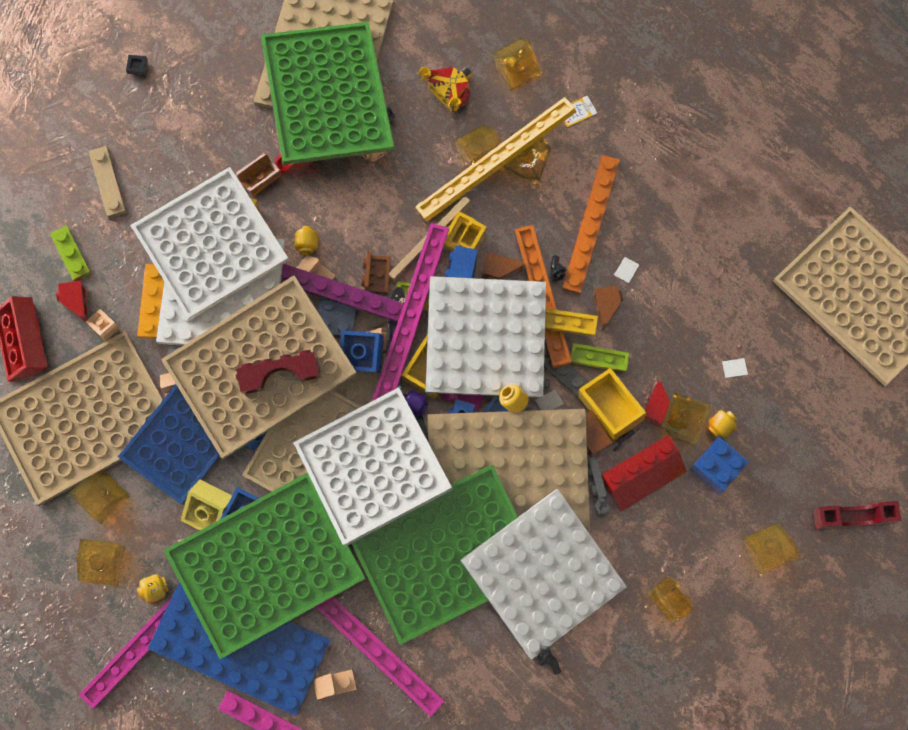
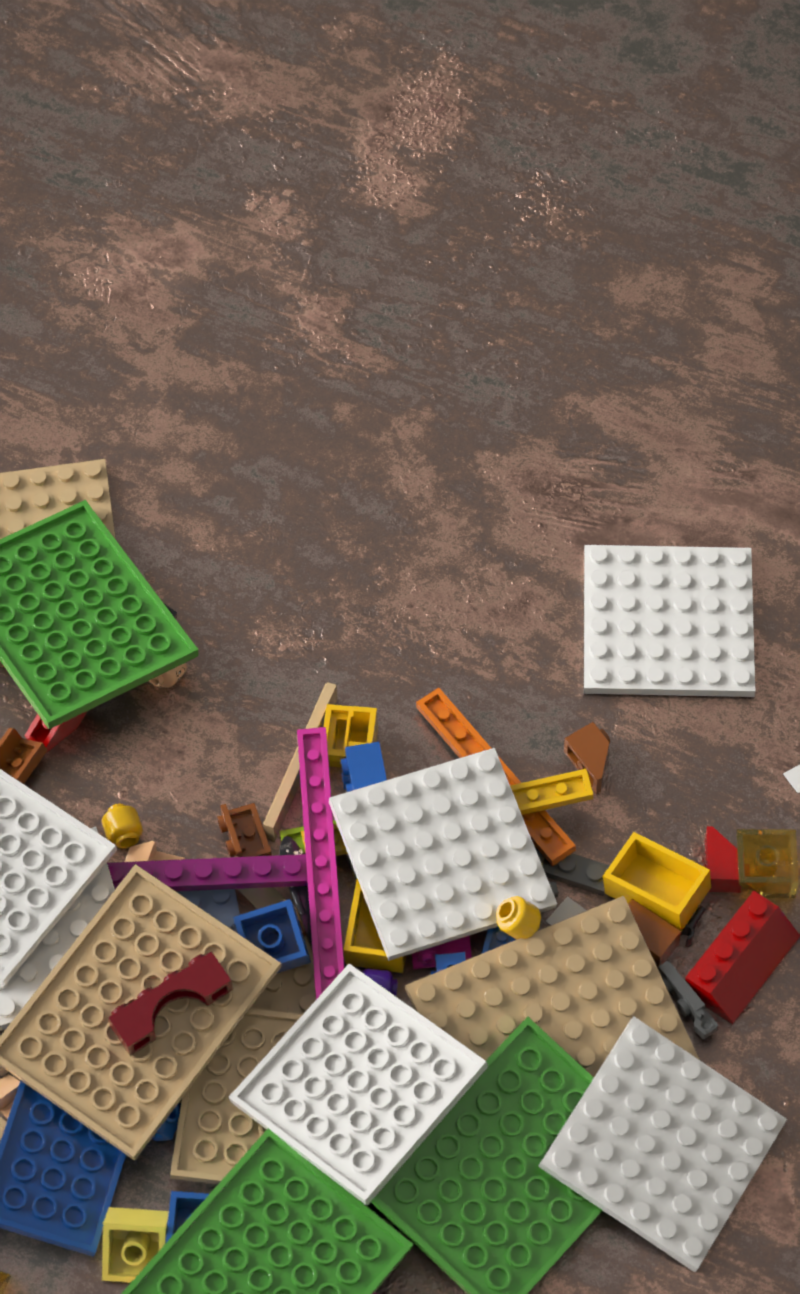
camera: 20 degrees left, 15 degrees down
(448, 85) = (236, 546): torso -> none
(477, 143) = (316, 611): clear yellow slope -> none
(496, 159) = (348, 619): yellow plate -> none
(500, 267) = (419, 755): dark orange slope -> none
(516, 62) = (319, 483): clear yellow slope -> none
(531, 161) = (389, 599): clear yellow slope -> none
(546, 657) = (717, 1256): black plate -> none
(558, 270) = (501, 735): black plate -> none
(583, 108) = (433, 518): white sticker -> none
(590, 225) = (519, 660): orange plate -> none
(599, 357) = (610, 829): lime plate -> none
(626, 269) = (596, 705): white sticker -> none
(694, 234) = (668, 621): none -> white plate

